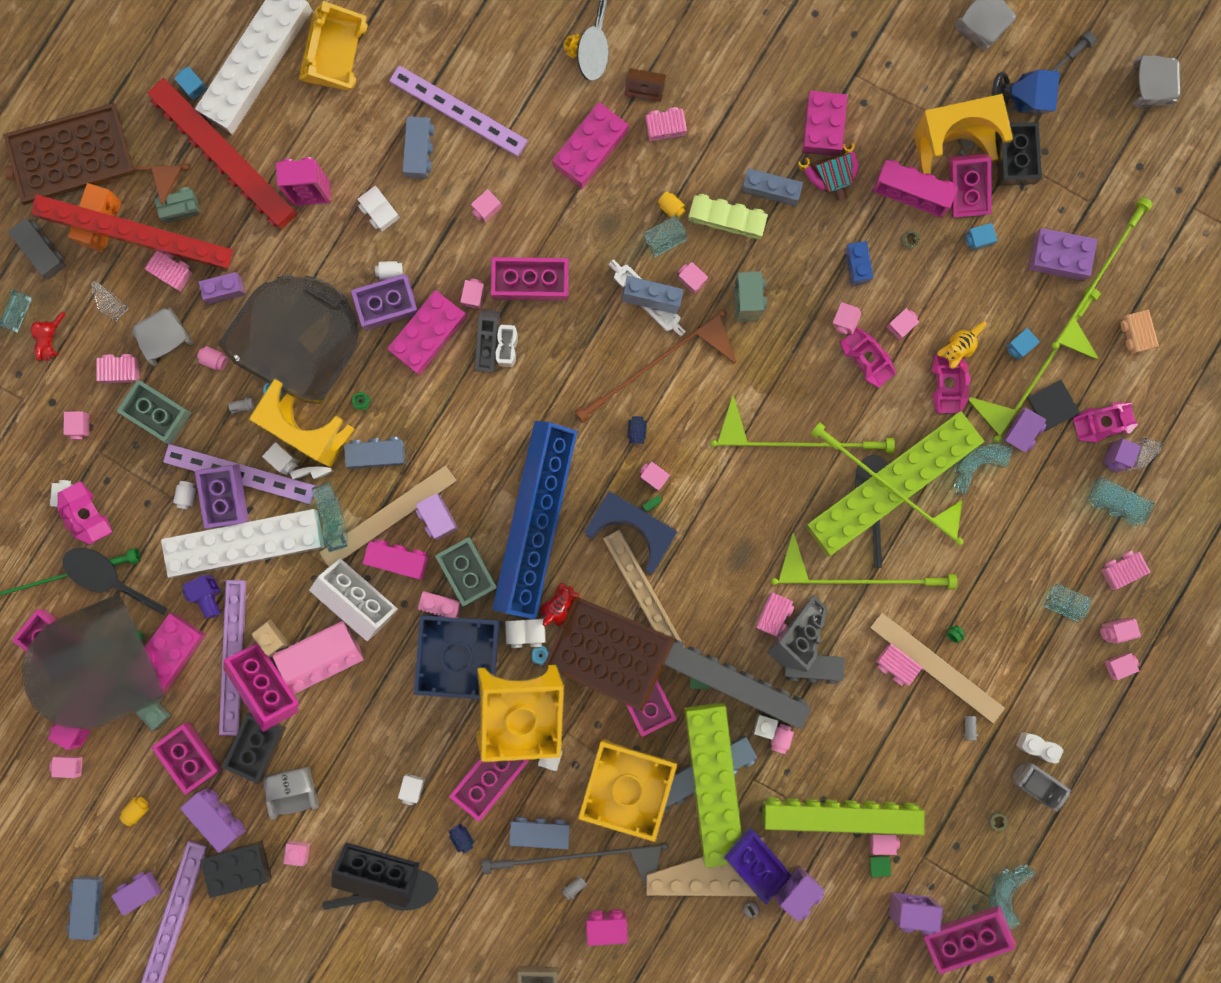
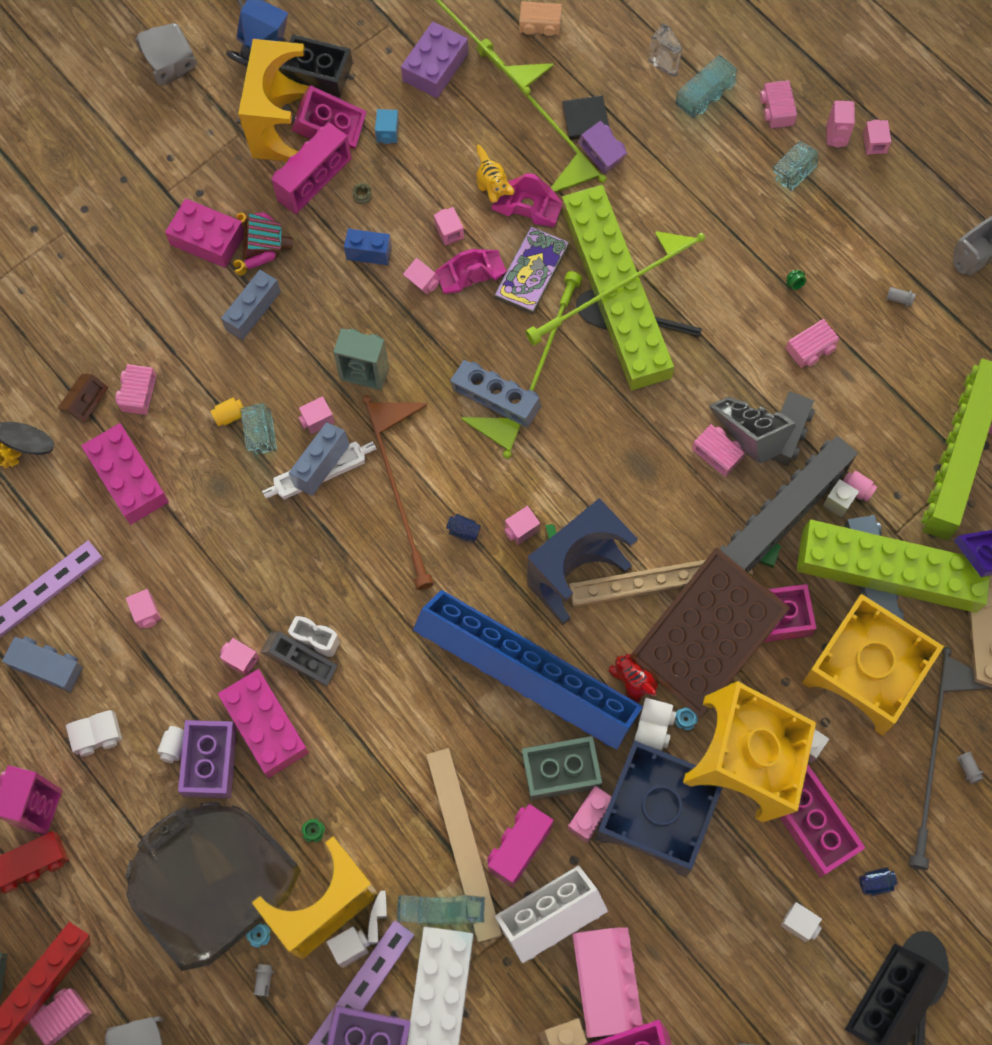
camera: 70 degrees left, 15 degrees down
(212, 358) = (191, 997): bright pink brick -> none
(221, 288) = (109, 954): medium lavender brick -> none
(374, 453) = (382, 833): sand blue brick -> none
(436, 516) = (485, 781): lavender brick -> none
(530, 278) = (247, 585): dark pink brick -> none
(539, 833) = (895, 786): sand blue brick -> none
(727, 217) = (264, 359): yellowish green brick -> none
(751, 444) = (521, 412): none -> sand blue brick
(794, 573) = (678, 416): lime piece -> none
(887, 408) = (531, 270): none -> tile
(937, 668) = (826, 308): tan tile -> none
(988, 454) = (618, 184): clear light blue arch -> none
(1022, 344) = (512, 123): dark azure brick -> none
(1037, 746) = (940, 236): white brick -> none
(1089, 424) = (620, 92): dark pink piece -> none
(1121, 455) = (660, 68): medium lavender brick -> none

